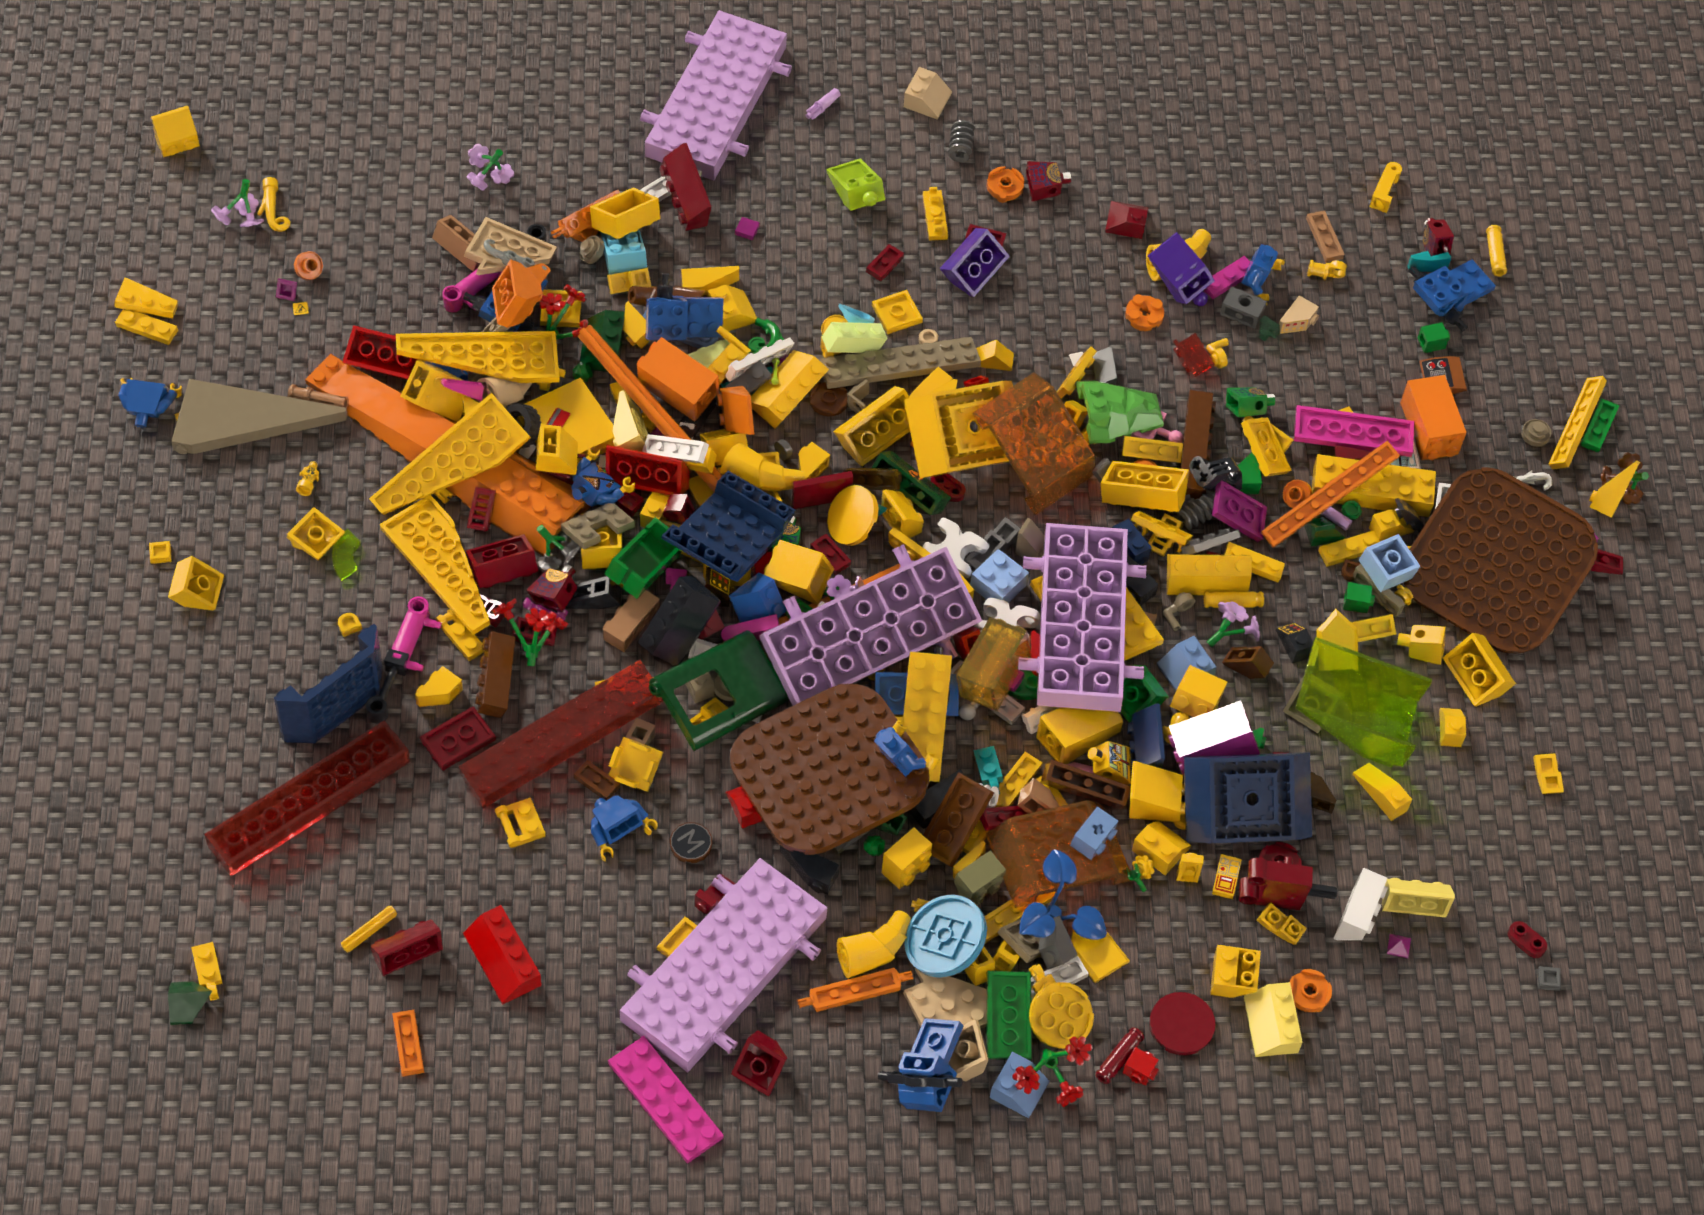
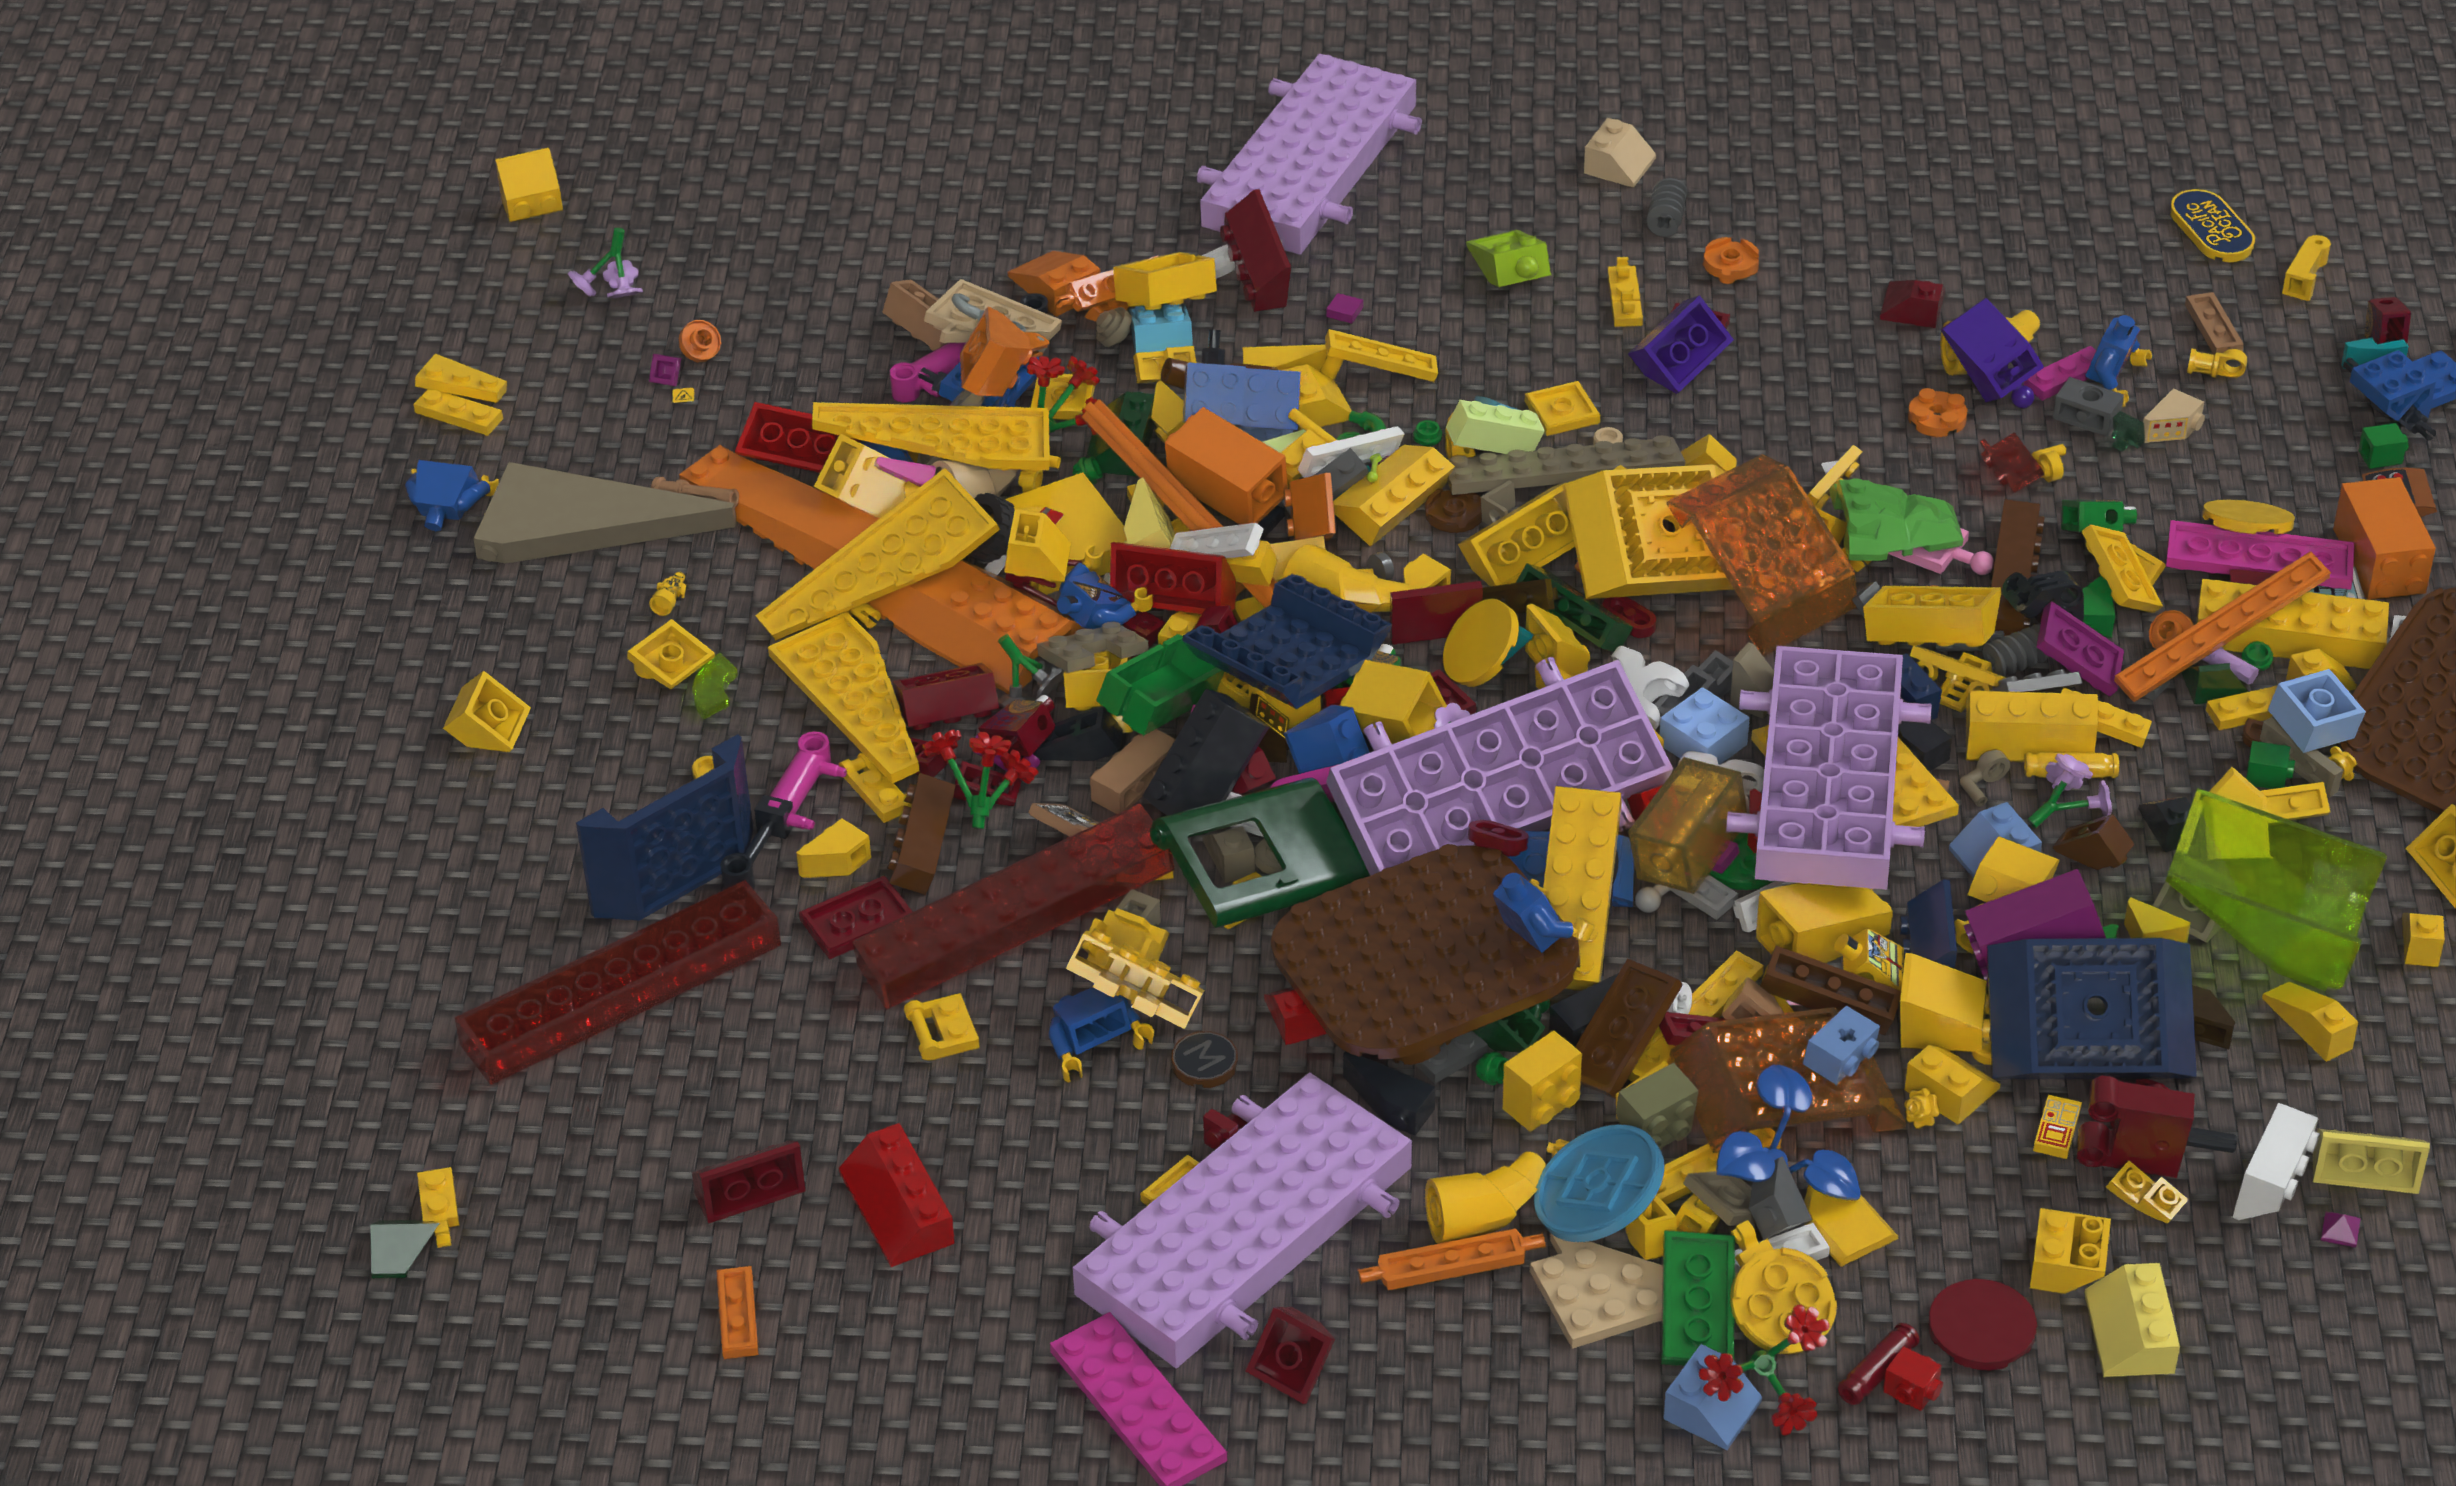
camera: 10 degrees right, 15 degrees down
(160, 552) = (440, 678): yellow tile -> none
(270, 187) = (652, 273): yellow plant -> none
(368, 929) = (693, 1158): yellow axle -> none
(478, 157) = (963, 221): lavender plant -> none
(487, 518) = (926, 652): dark red slope -> none
(548, 205) = (1052, 274): none -> orange slope
(593, 663) = (1061, 818): none -> tile
(596, 780) = (1051, 968): reddish brown plate -> none
(645, 790) = (1135, 979): none -> yellow piece
(772, 274) = (1376, 354): none -> yellow piece
(808, 336) = (1427, 433): none -> green plate
(820, 105) = (1462, 167): lavender piece -> none
(872, 679) = (1498, 836): none -> dark red plate
(885, 262) = (1547, 348): dark red plate -> none
(925, 1072) = (1560, 1365): blue piece -> none
(969, 1055) = (1624, 1342): tan slope -> none
(988, 766) = (1678, 962): teal plate -> none
(1045, 179) = (1790, 253): dark red torso -> none
(1104, 366) = (1875, 468): slope -> none
(1135, 875) = (1909, 1116): green hand -> none
(1141, 693) = (1913, 872): green slope -> none
(1152, 449) = (1943, 570): yellow plate -> none
(1190, 867) = (1996, 1105): yellow plate -> none
(1285, 727) = (2150, 922): none -> yellow slope
(1316, 980) = (2195, 1301): orange plate -> none
(1324, 150) = (2212, 225): none -> tile
(1346, 399) = (2248, 516): none -> yellow tile
(1409, 515) = (2345, 655): black slope -> none
(1425, 643) = (2377, 821): yellow torso -> none

